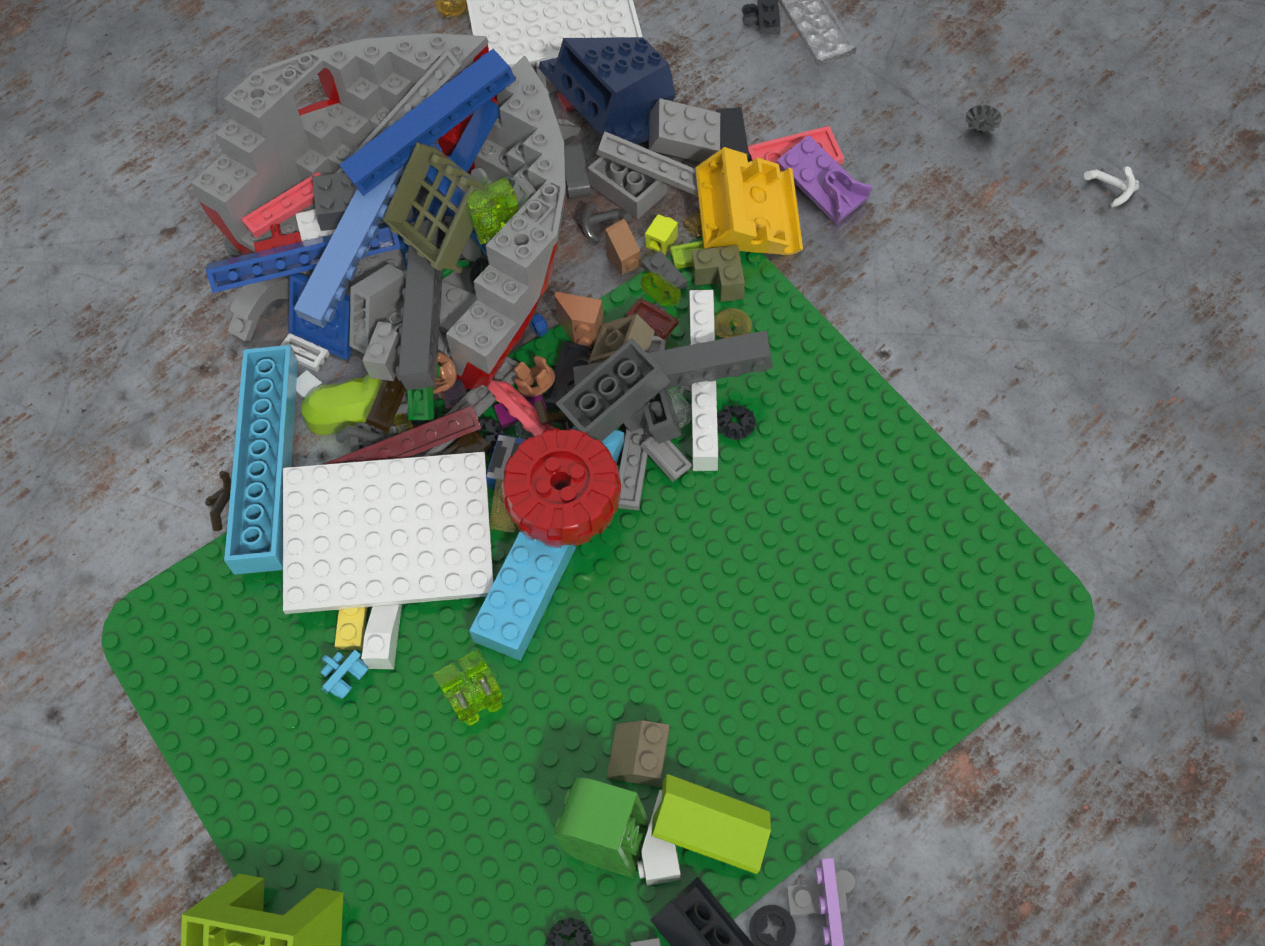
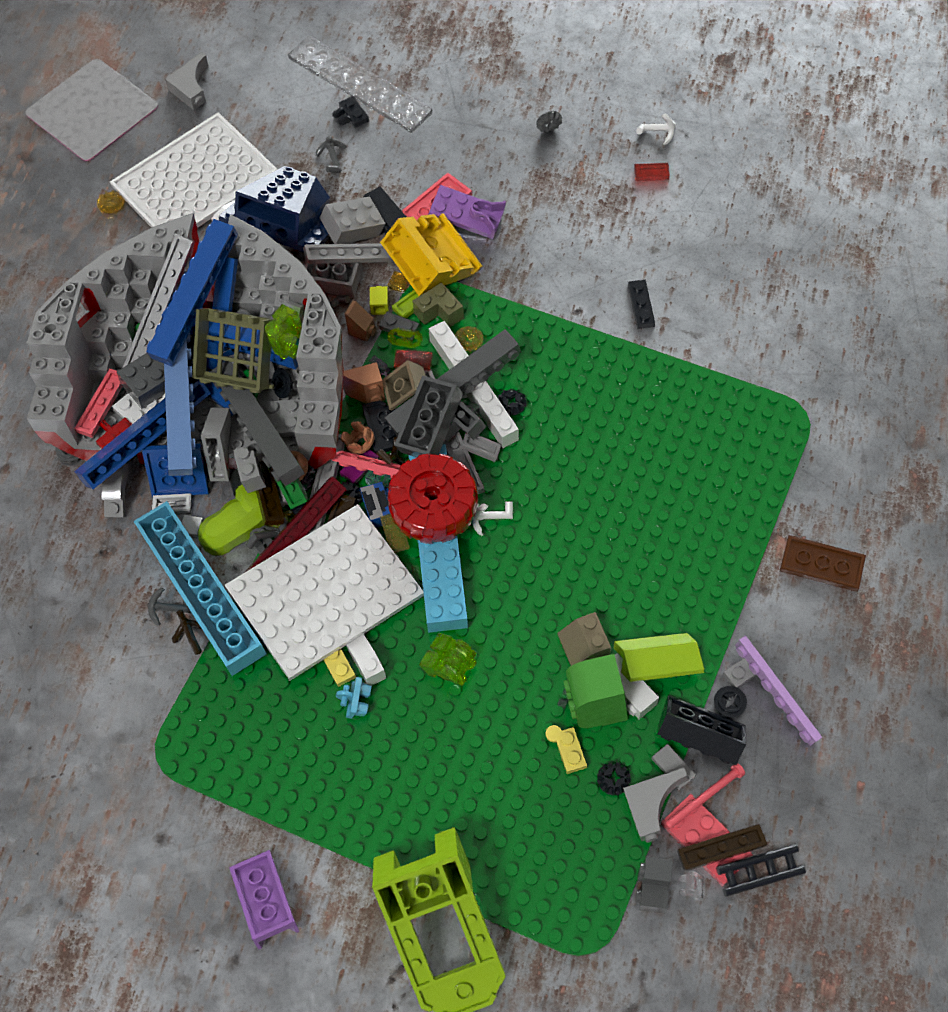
camera: 30 degrees left, 0 degrees up
(97, 847) = (262, 898): none -> medium lavender plate
(208, 453) = (155, 605): none -> dark grey piece
(541, 871) = (568, 748): none -> light yellow hinge
(610, 308) = (383, 367): none -> tile
(611, 534) = (480, 515): none -> white piece
(716, 39) = (329, 143): none -> dark grey piece
(965, 381) = (641, 304): none -> black plate
(1000, 818) = (823, 563): none -> reddish brown tile
(1075, 230) = (651, 171): none -> clear red tile

